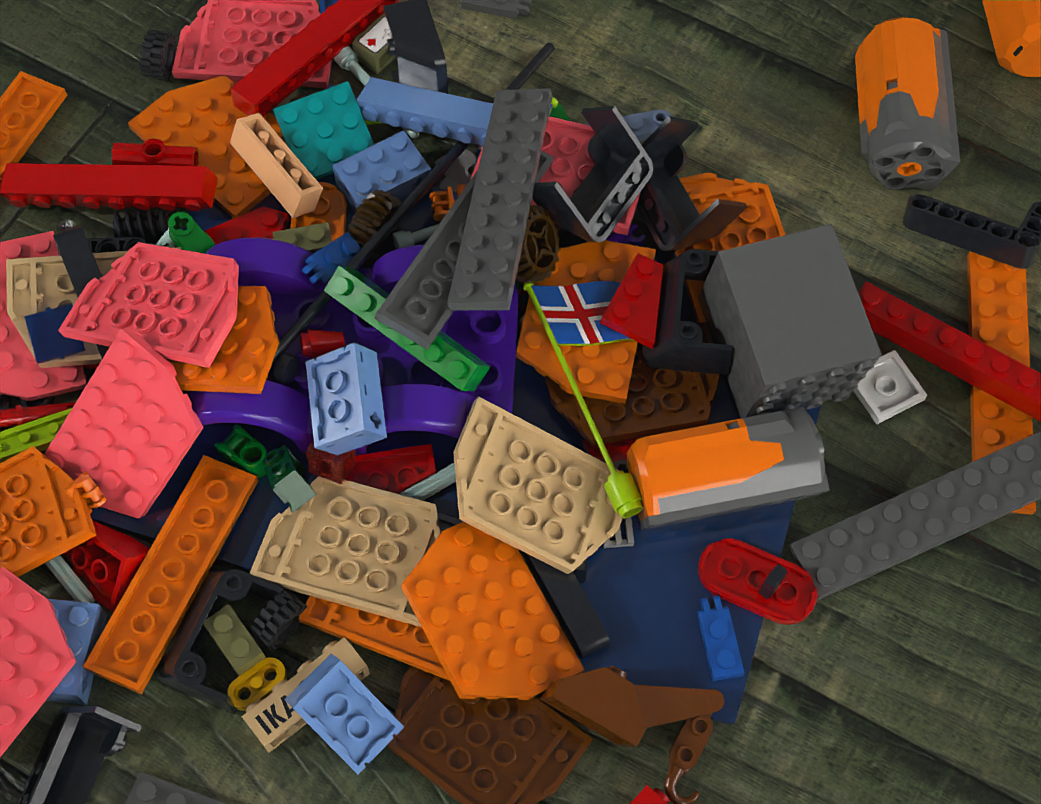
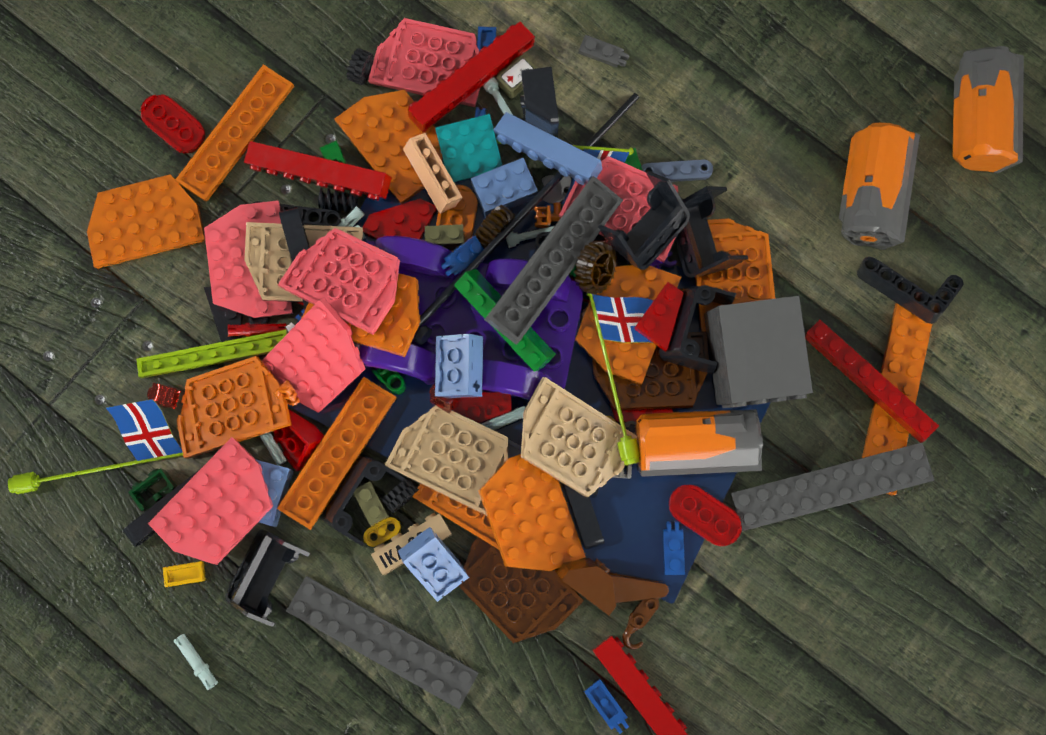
camera: 10 degrees right, 15 degrees up
(45, 337) = (269, 278): clear blue piece -> none
(154, 153) = (340, 150): red piece -> none
(192, 239) = (372, 224): green piece -> none
(285, 478) = (415, 410): dark green window -> none
(320, 342) = (447, 319): red cone -> none
(500, 201) = (581, 236): dark grey plate -> none
(773, 581) = (714, 520): black tile -> none
(889, 388) = (824, 395): white plate -> none

